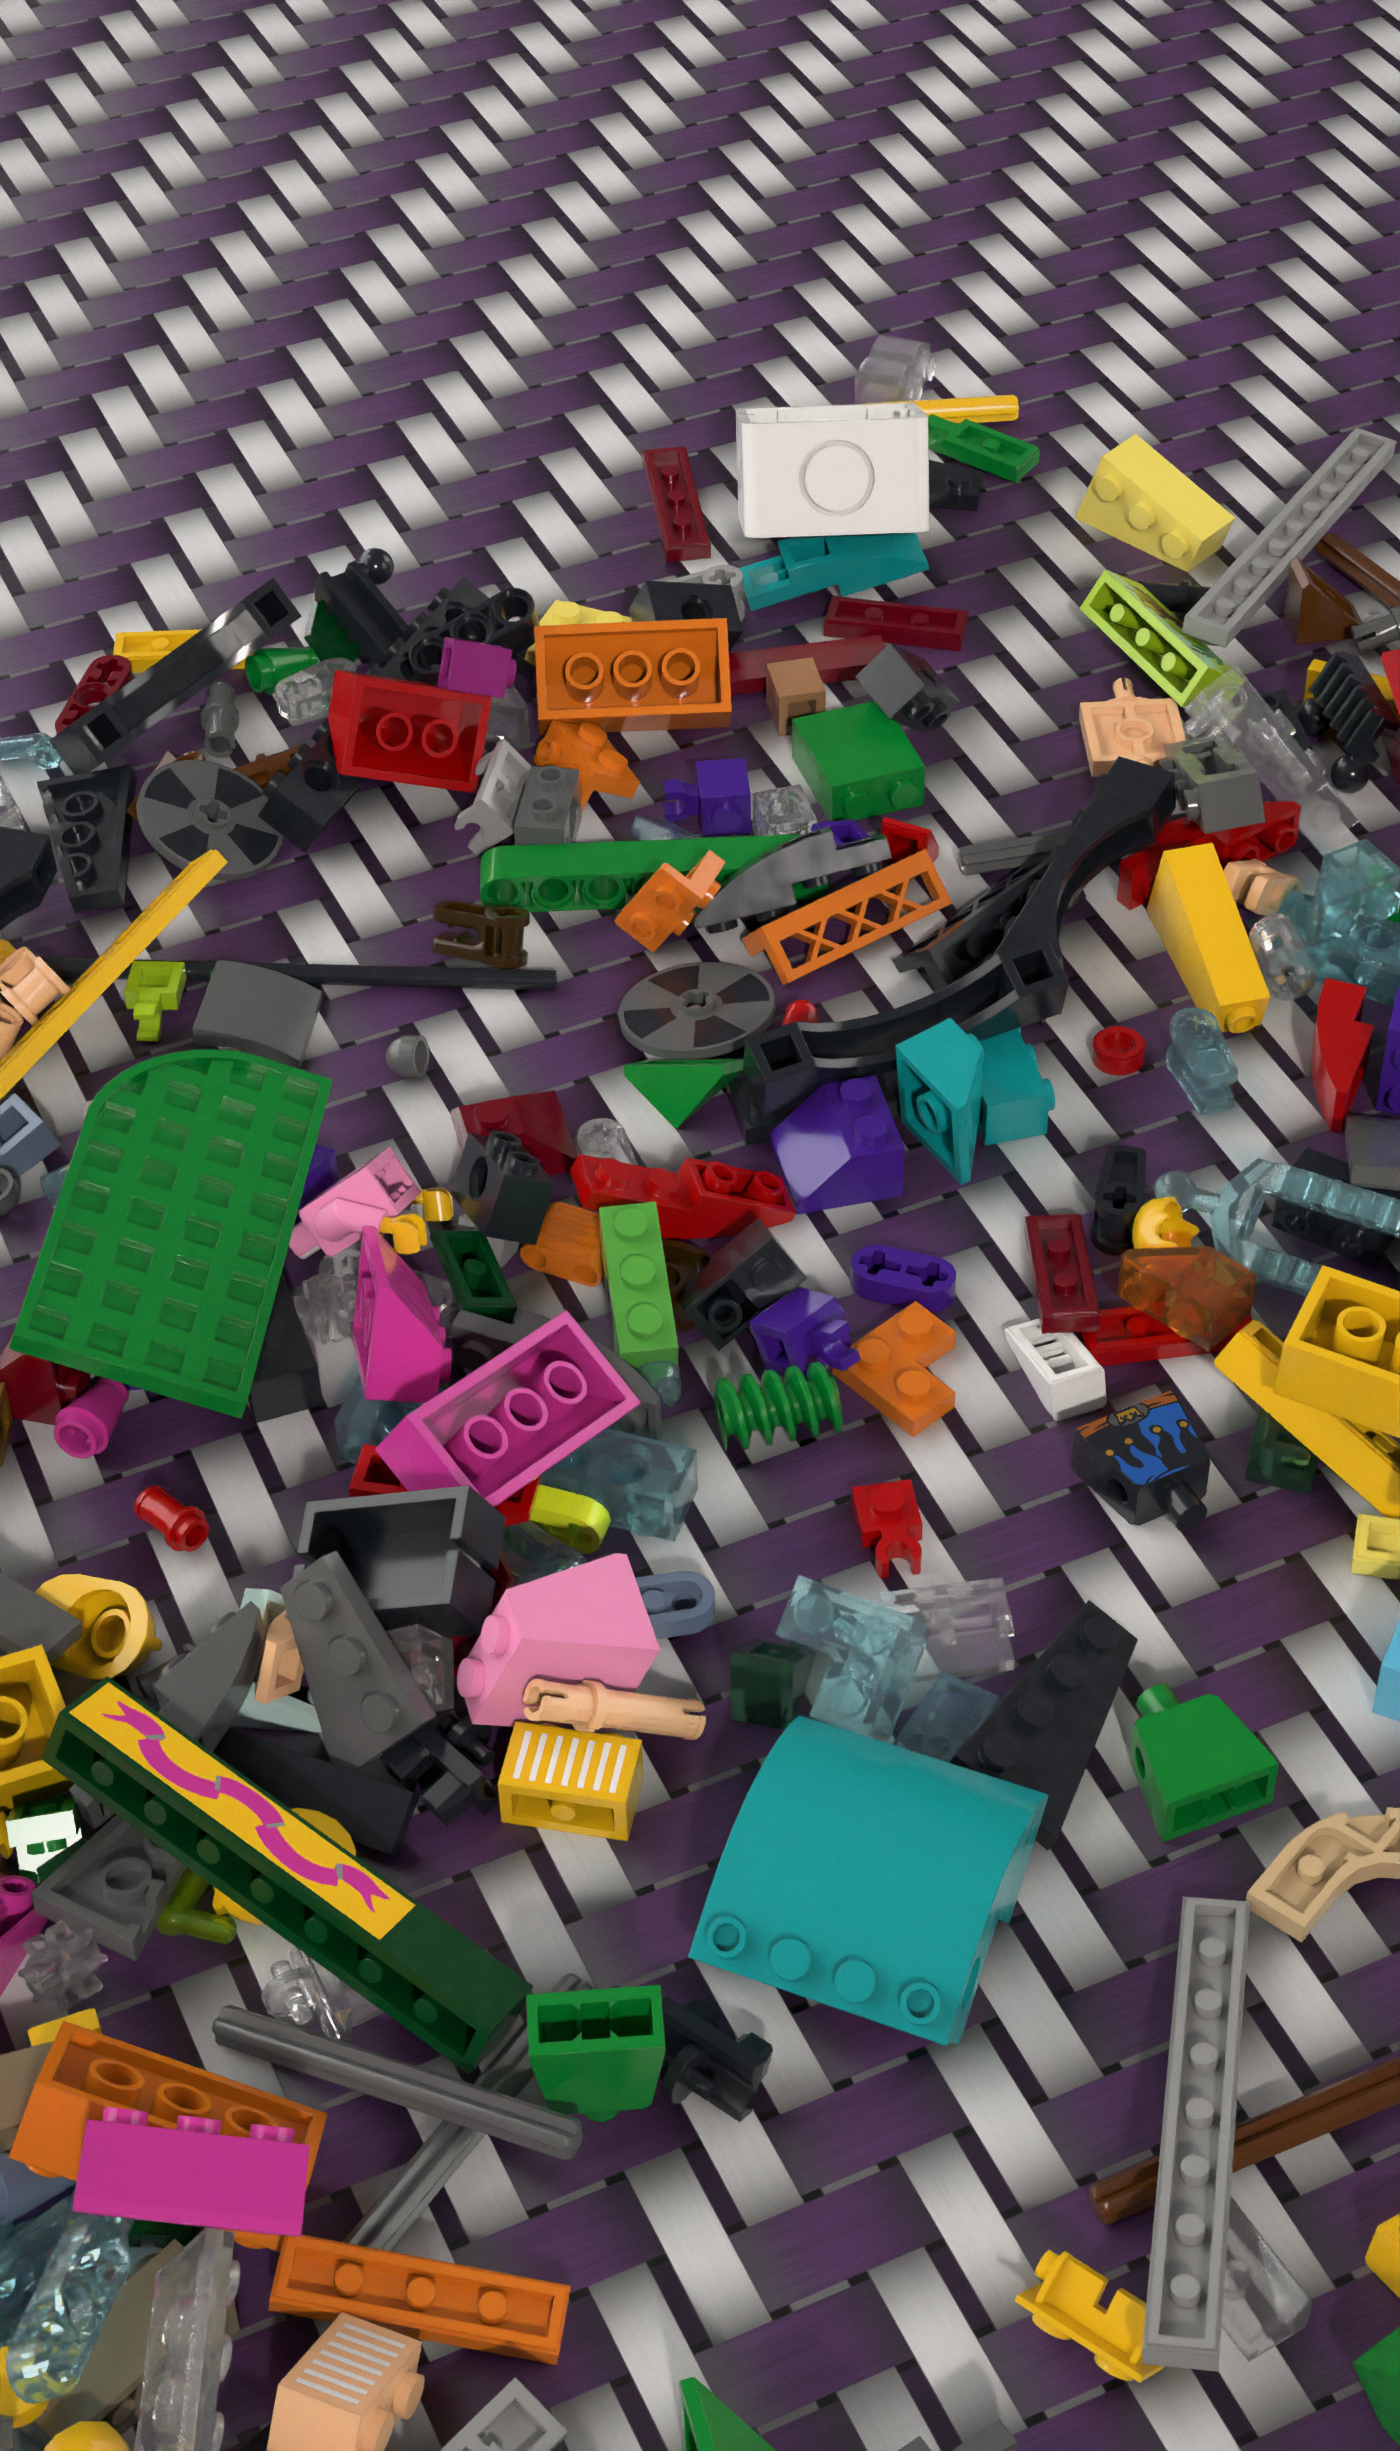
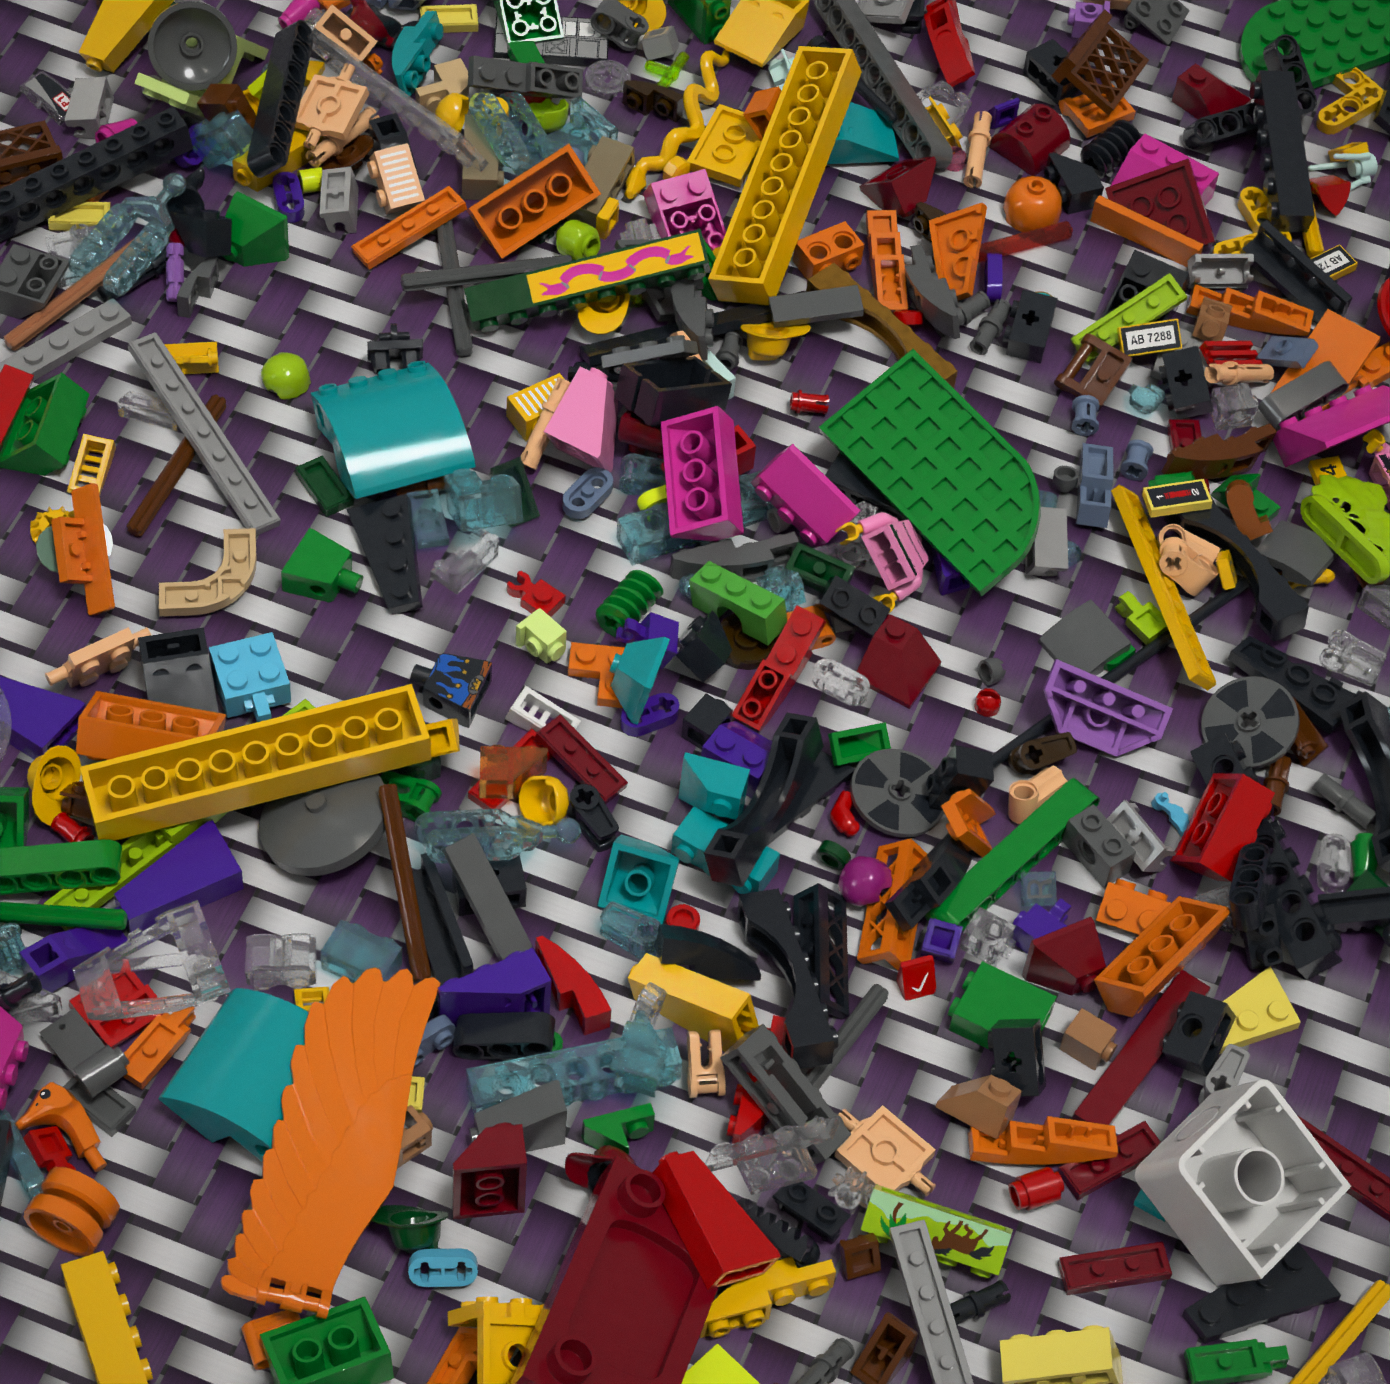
camera: 130 degrees right, 10 degrees up
(173, 2024) = (577, 240): none -> lime head
(192, 2174) = (488, 154): dark pink slope -> none
(349, 917) = (1102, 711): none -> medium lavender wedge
(408, 821) = (1176, 814): none -> medium azure piece
(450, 1040) = (987, 702): none -> red hinge
(476, 668) = (1231, 853): magenta brick -> none
(560, 905) = (1030, 794): none -> light nougat piece
(563, 1266) = (784, 584): none -> clear light blue brick
(597, 2048) = (421, 300): green torso -> none
(628, 936) = (959, 771): none -> black brick
(730, 734) = (1066, 959): none -> dark red slope
(844, 1209) = (705, 719): none -> black brick
(858, 942) = (864, 880): none -> magenta hair
(861, 991) = (833, 855): none -> dark green tile
(893, 1256) = (636, 674): none -> teal slope
(934, 2166) = (286, 375): none -> lime hair
(952, 1449) = (541, 636): none -> yellowish green brick
(957, 655) = (1052, 1143): none -> orange slope
(986, 701) = (982, 1103): none -> medium nougat slope
(1002, 560) = (1114, 1268): none -> dark red tile
(1010, 629) = (1036, 1189): none -> red brick
(1051, 1918) = (324, 486): none -> dark green tile
(1131, 1103) = (639, 877): none -> teal slope
(1149, 966) = (704, 954): none -> black slope
(1264, 674) = (860, 1256): none -> reddish brown tile

